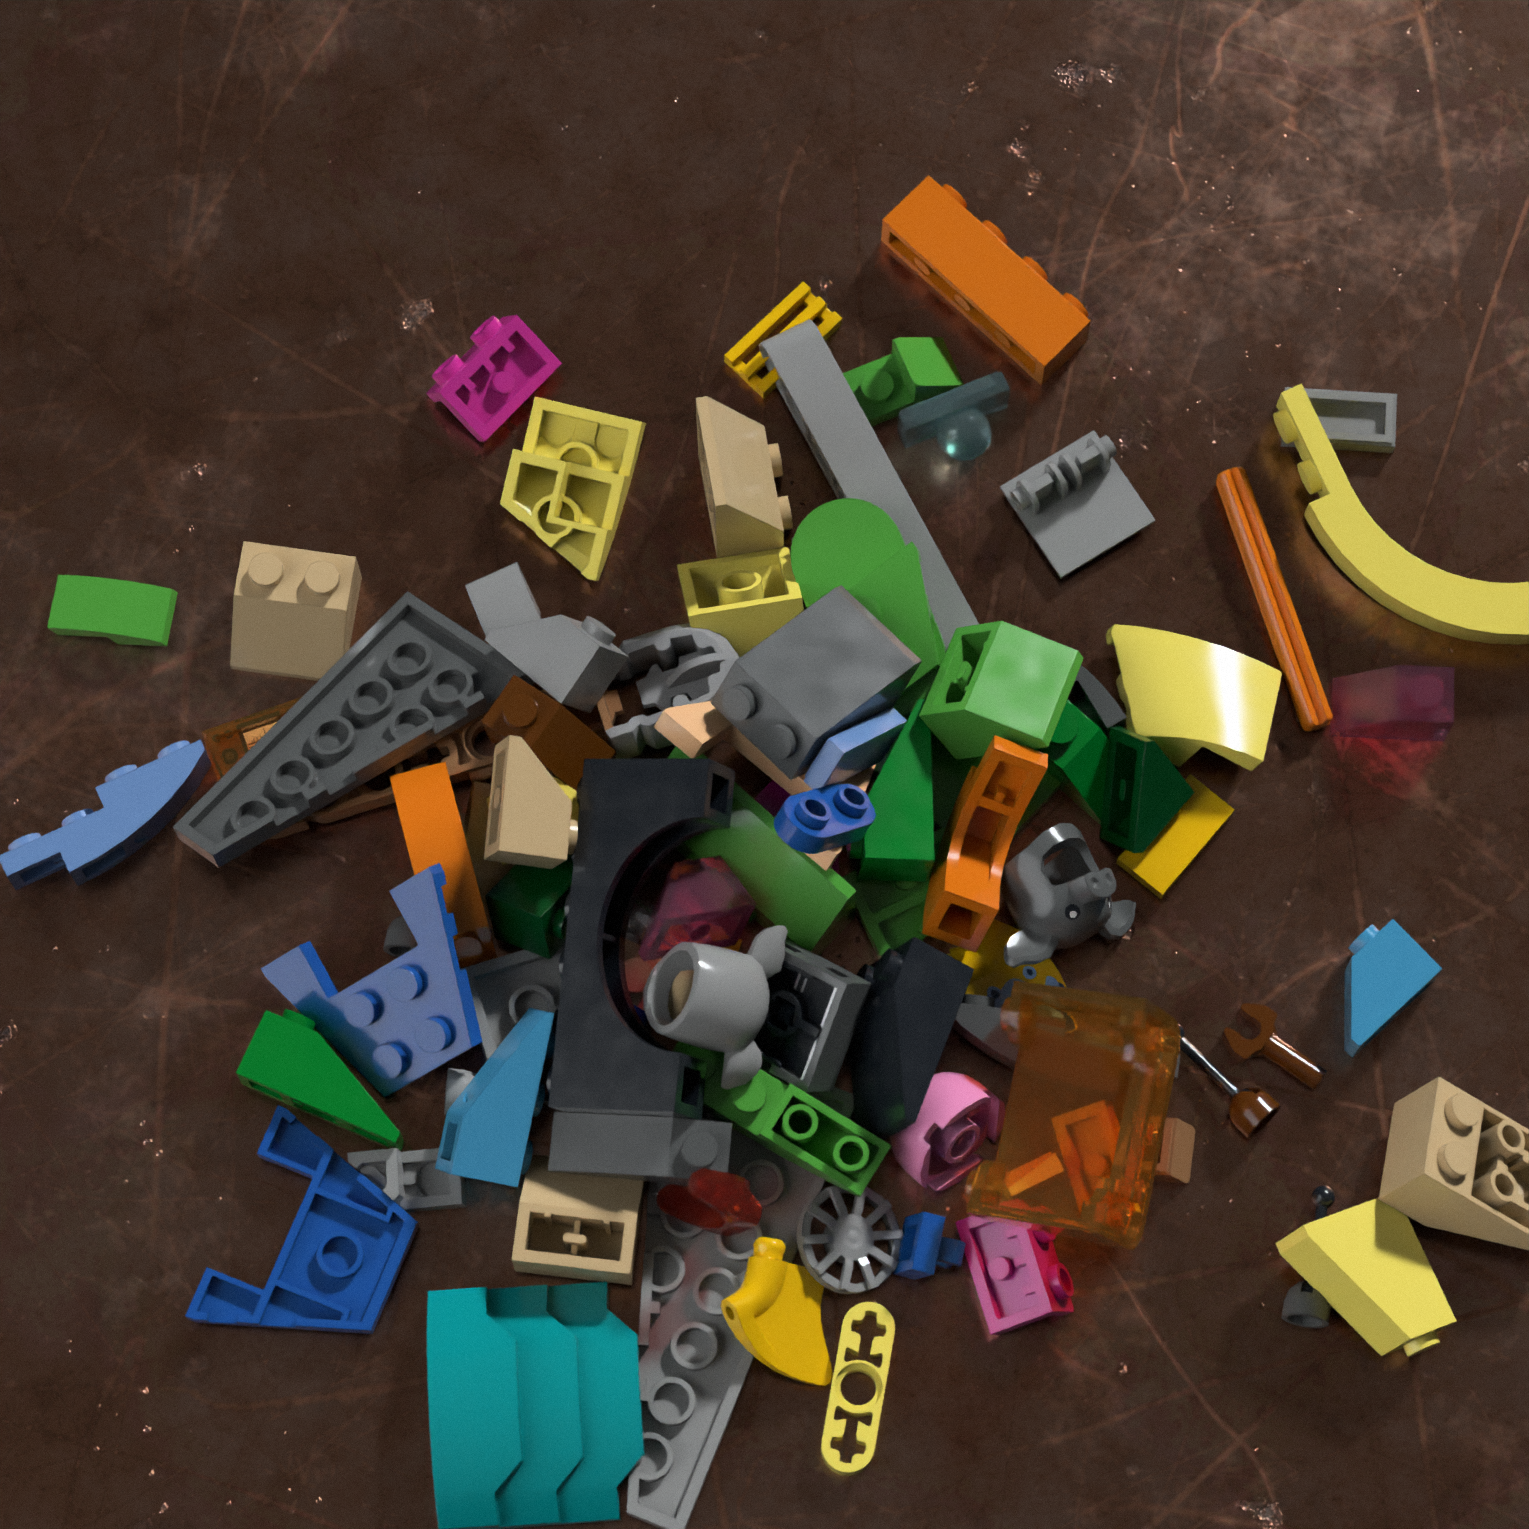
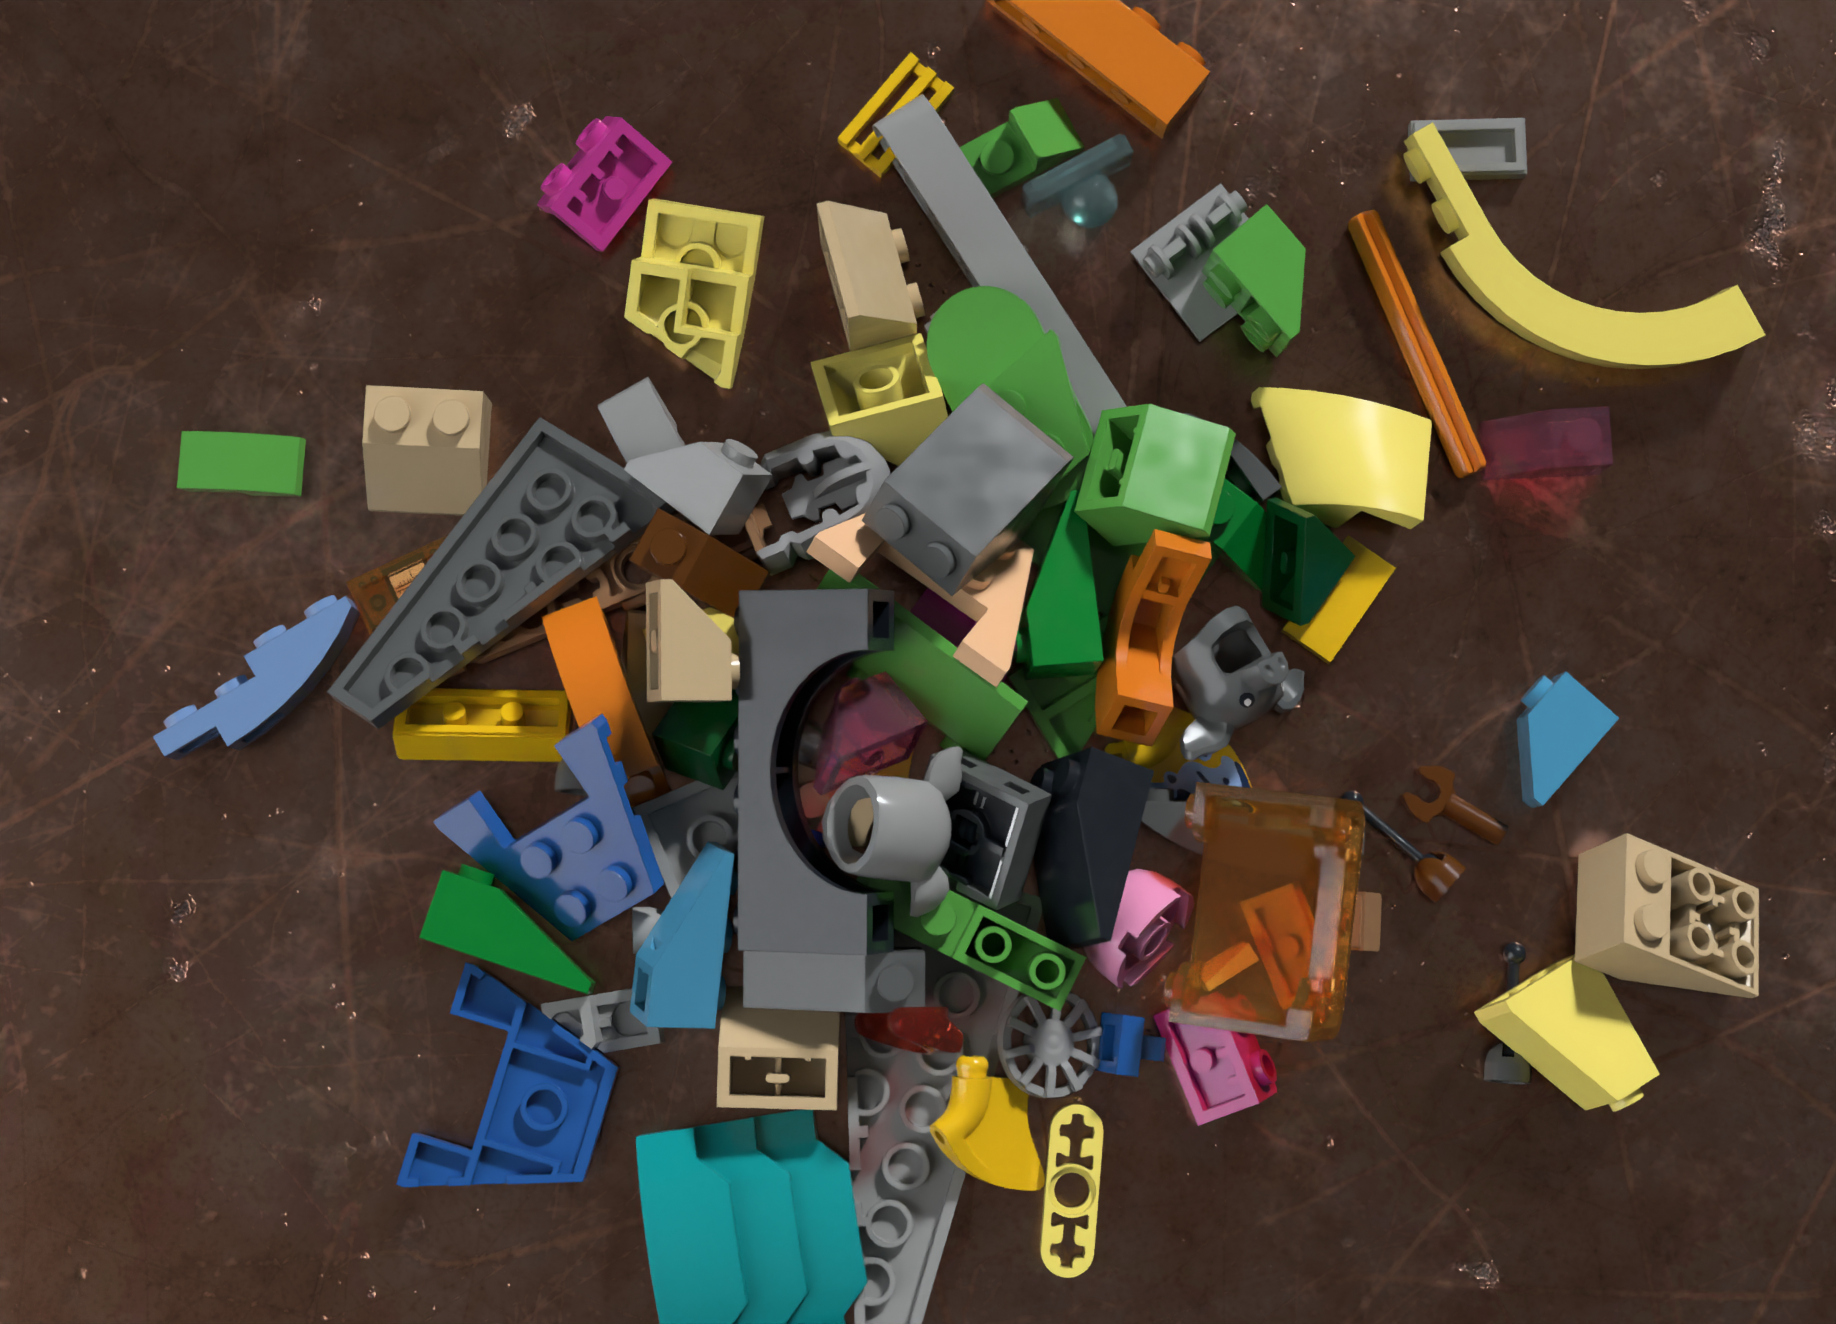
camera: 10 degrees left, 10 degrees up
(318, 882) = (484, 725): none -> yellow slope
(824, 818) = (990, 635): blue plate -> none
(855, 749) = (1012, 554): medium blue tile -> none
(1119, 513) = (1261, 278): none -> bright green slope

